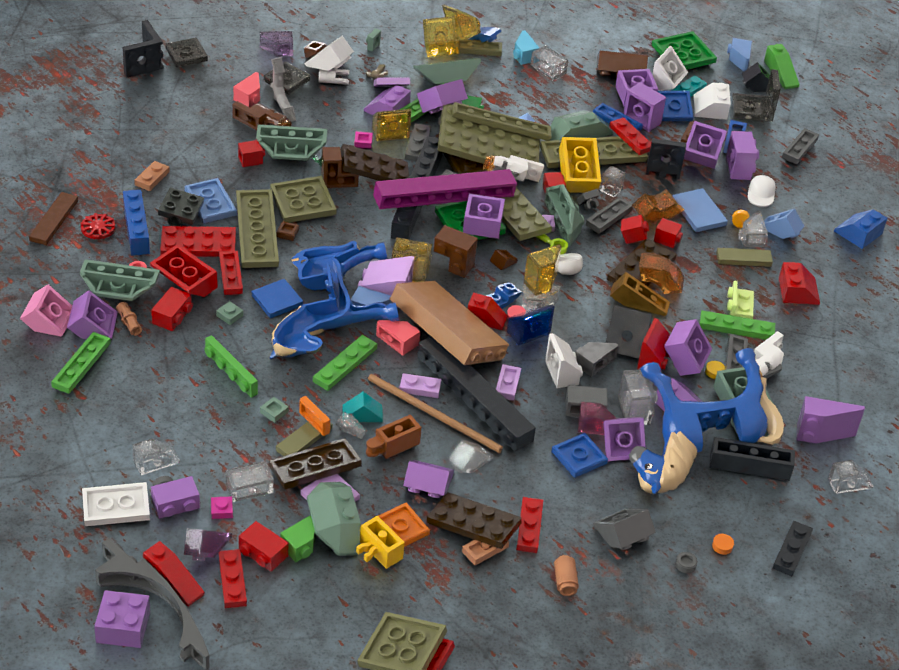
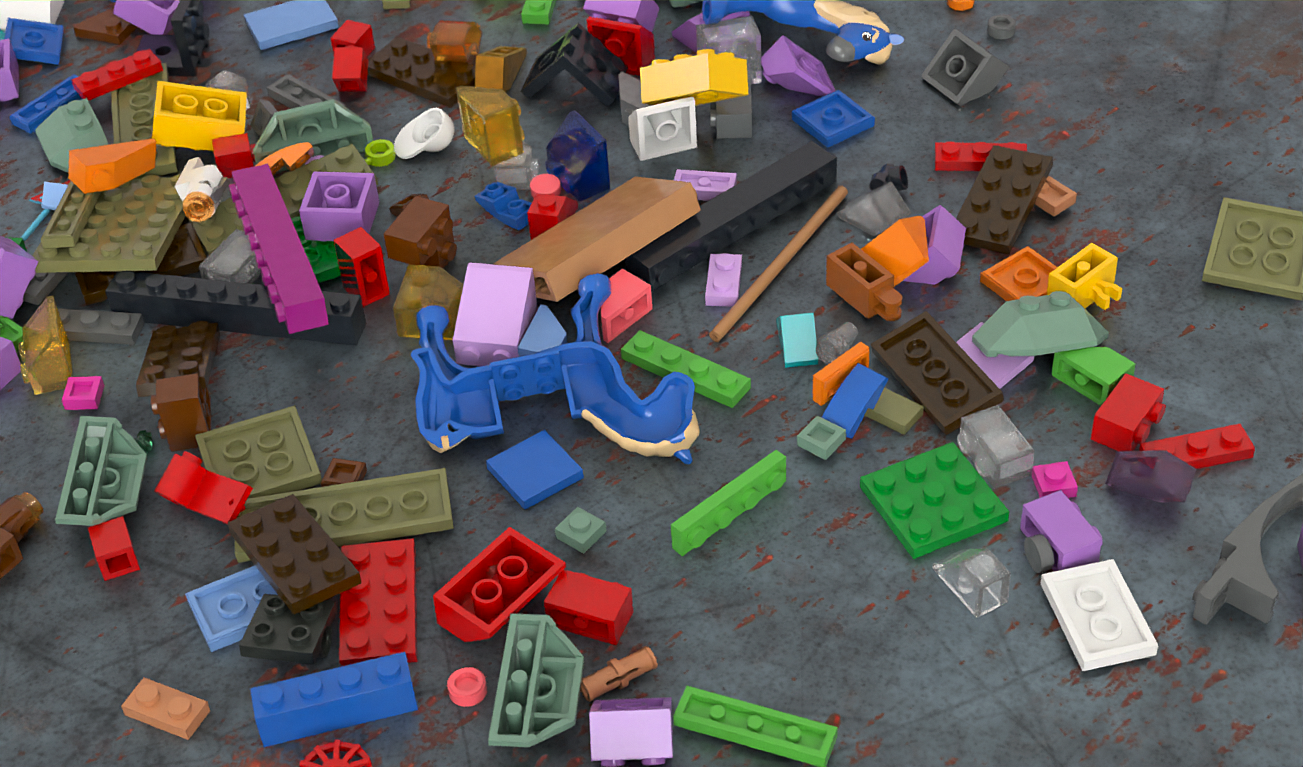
camera: 85 degrees left, 0 degrees up
(174, 572) = (1217, 518): red slope -> none
(216, 451) = (933, 500): none -> green plate
(223, 203) = (294, 553): none -> dark brown plate
(230, 272) = (468, 536): red plate -> none
(283, 172) = (201, 489): none -> door
(296, 422) = (853, 398): none -> blue slope
(419, 452) = (901, 247): none -> orange slope
(433, 223) = (362, 266): none -> red brick
(499, 467) = (890, 173): none -> black plate
(524, 127) = (110, 165): none -> orange slope
(535, 199) = (291, 157): none -> orange slope
(566, 575) = (1068, 116): nougat head -> none
(582, 363) = (704, 76): none -> yellow brick
(592, 417) = (768, 102): clear pink slope -> none
(645, 106) = (45, 57): medium lavender brick -> none
(657, 206) = (291, 49): clear orange brick -> none

